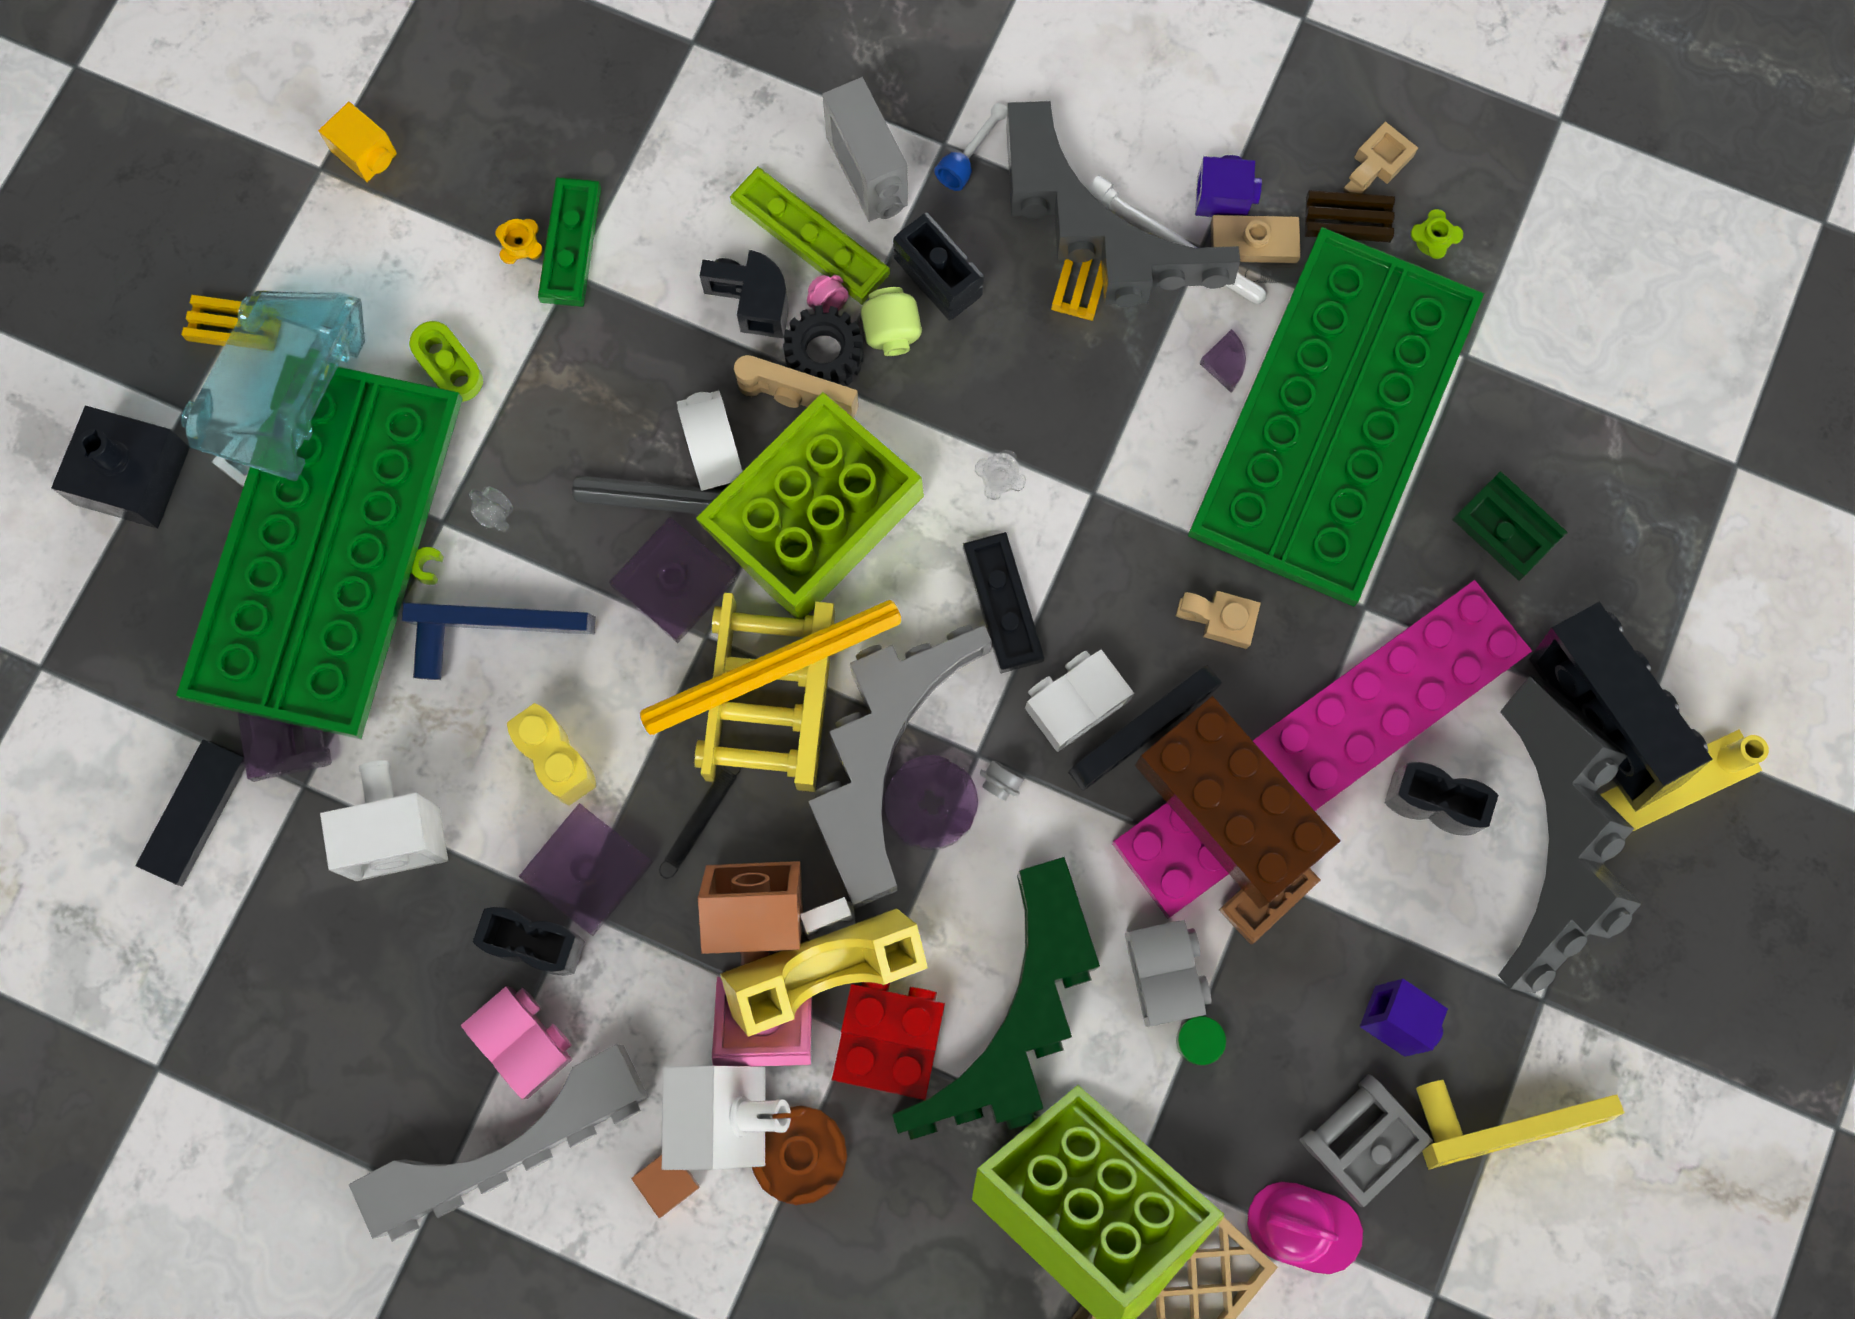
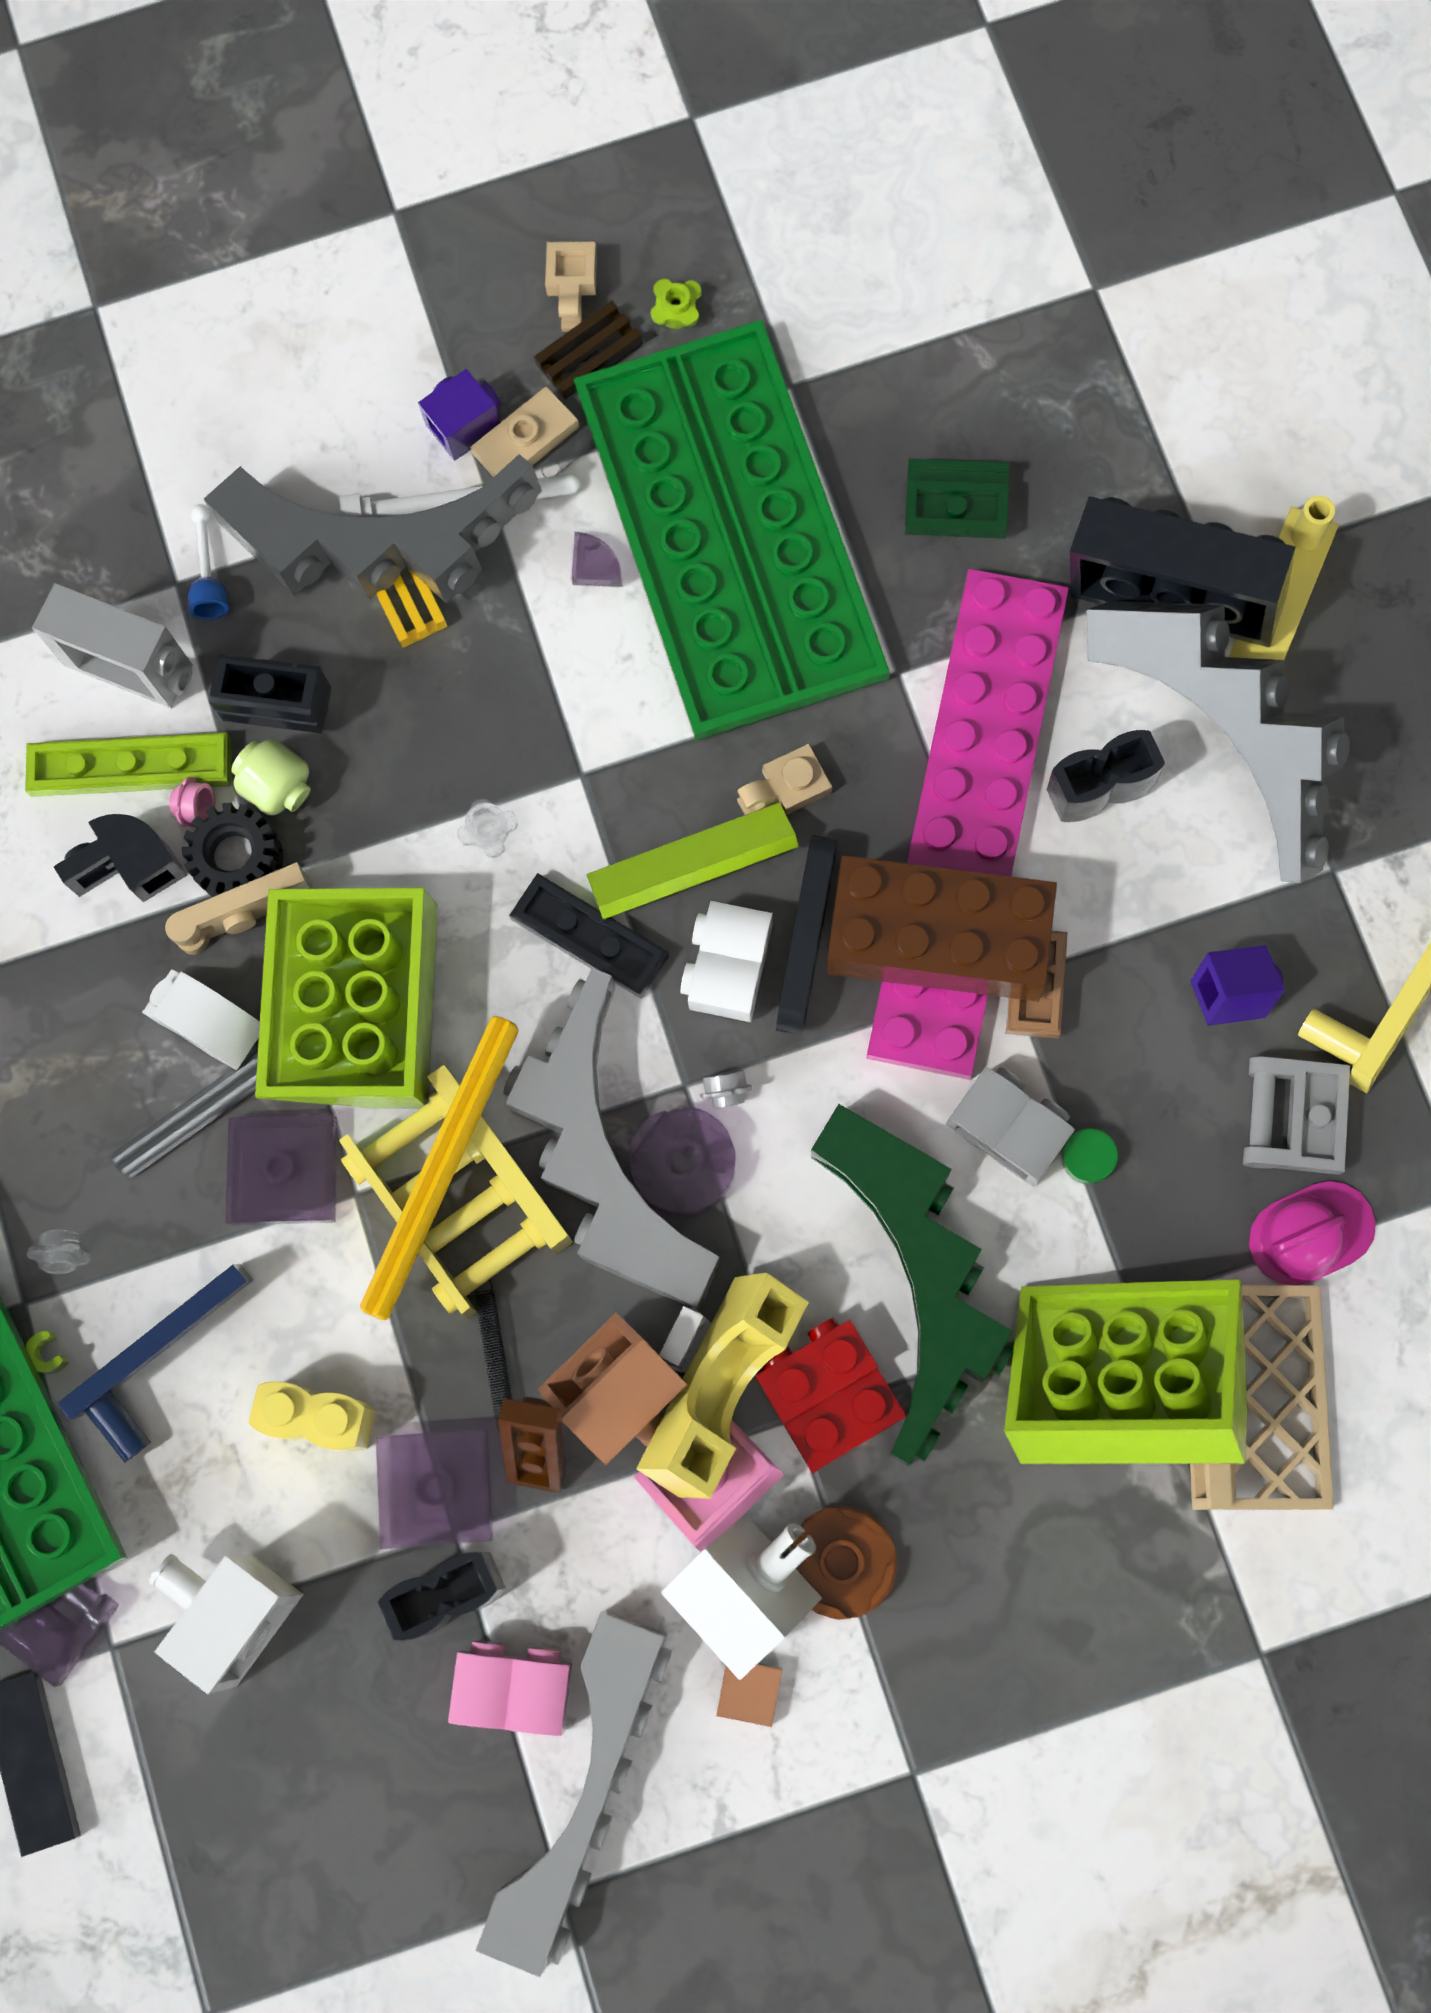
camera: 30 degrees left, 0 degrees up
(669, 897) = (532, 1443): none -> reddish brown plate
(1114, 612) = (692, 860): none -> lime tile

